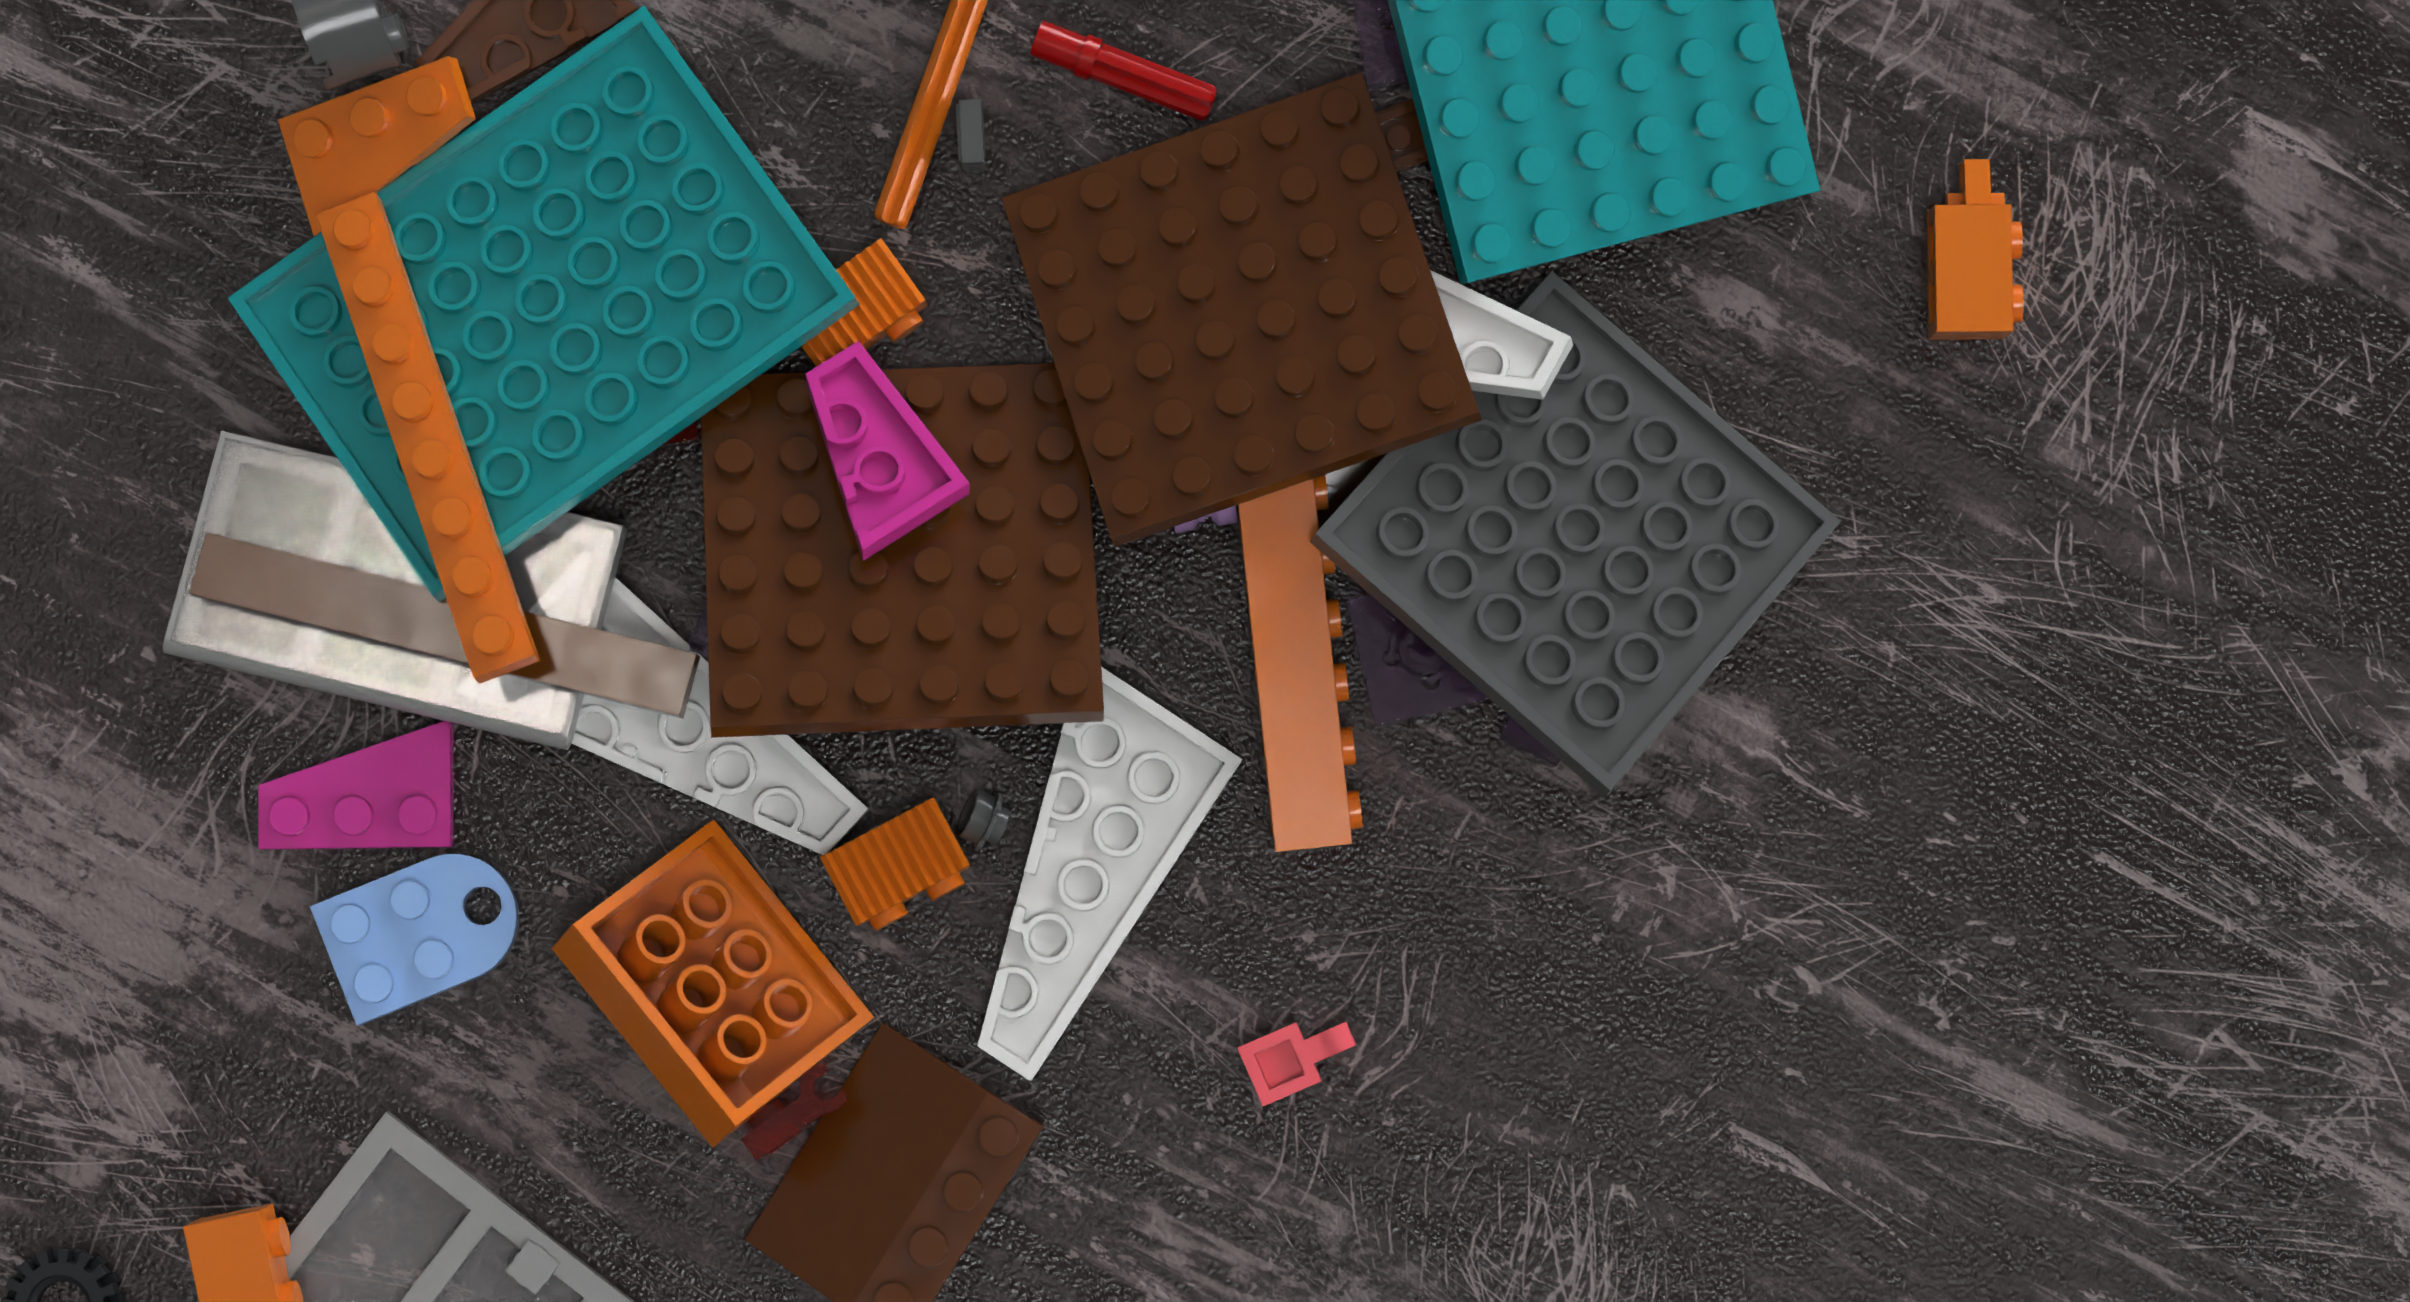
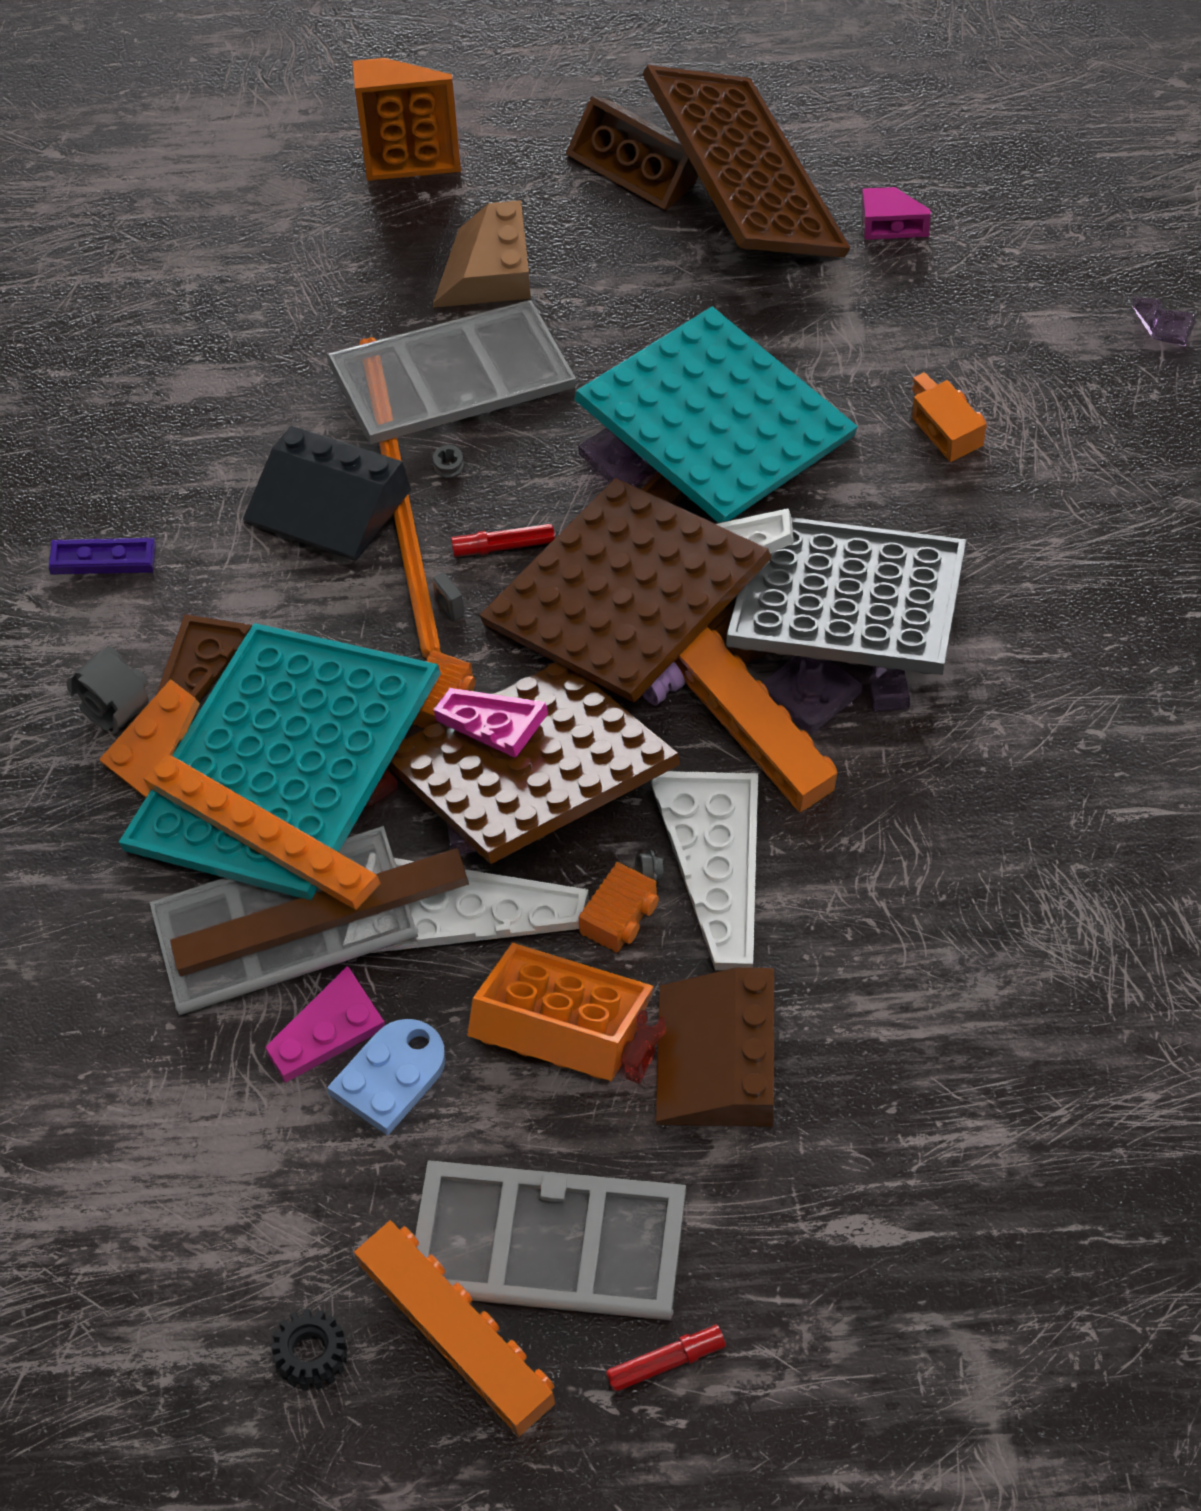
camera: 25 degrees left, 30 degrees down
(1286, 1061) = (875, 890): coral plate -> none

